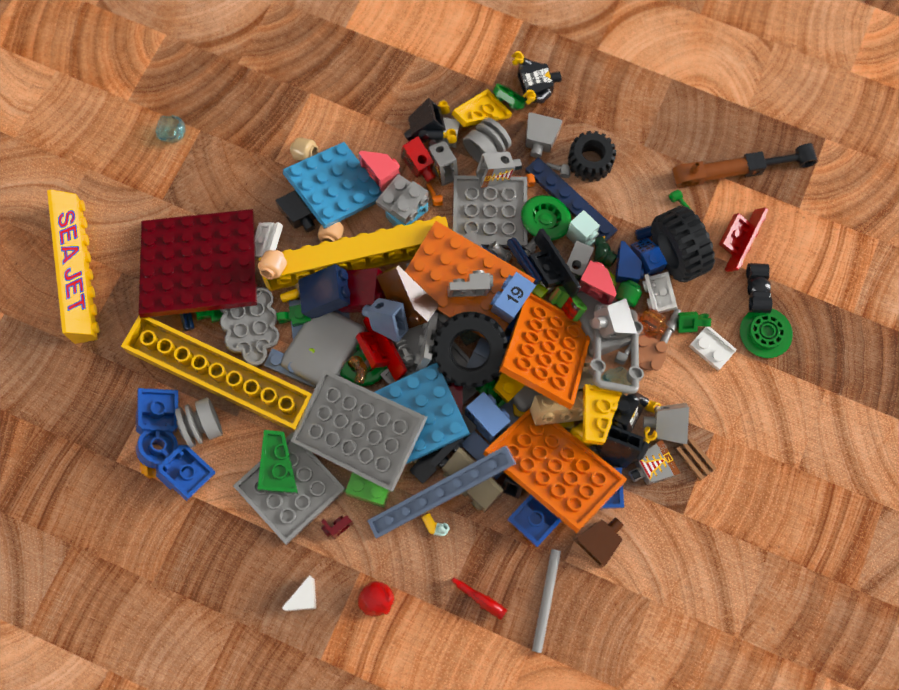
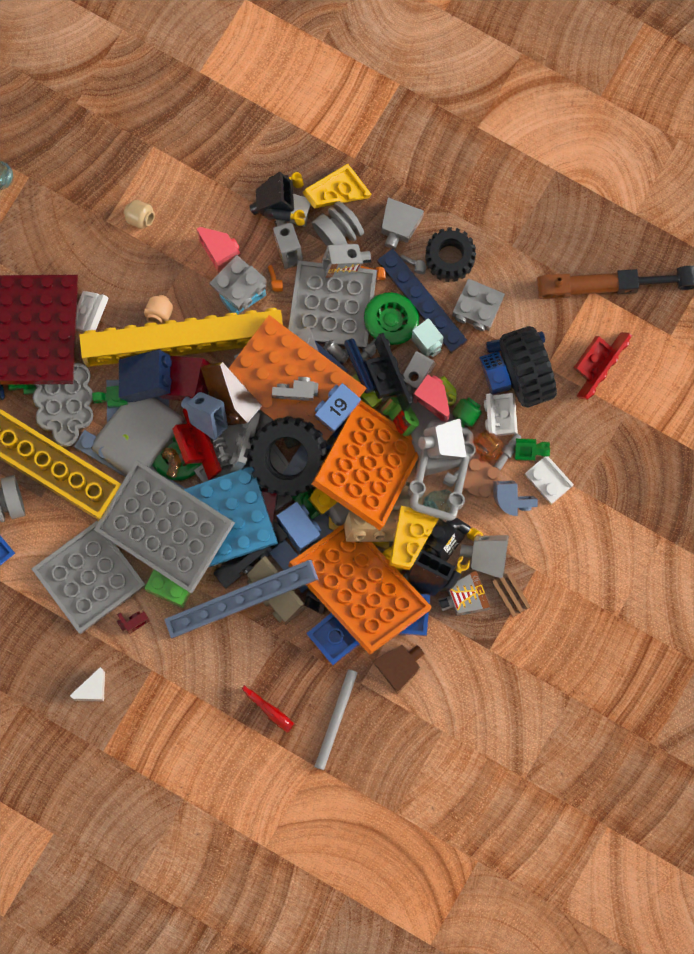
camera: 10 degrees right, 5 degrees up
(272, 264) = (93, 344): light nougat head -> none
(275, 464) = (76, 554): green wing -> none
(290, 295) = (109, 374): yellow arm -> none
(296, 211) = (127, 280): black torso -> none
(333, 184) = (167, 257): dark azure plate -> none
(376, 599) = (164, 698): red hair -> none
(418, 159) = (258, 231): red torso -> none
(435, 528) = (231, 634): arm -> none
(514, 99) = (371, 175): green plate -> none
(535, 79) = (401, 159): torso -> none
(604, 253) = (447, 364): dark green animal -> none
(622, 199) = (478, 305): none -> light grey plate
(628, 265) = (471, 381): blue slope -> none
(678, 196) = (538, 308): green hand -> none
(679, 369) = (507, 498): none -> sand blue brick
(759, 288) = (607, 420): black piece -> none
(768, 330) = (609, 469): green wheel -> none

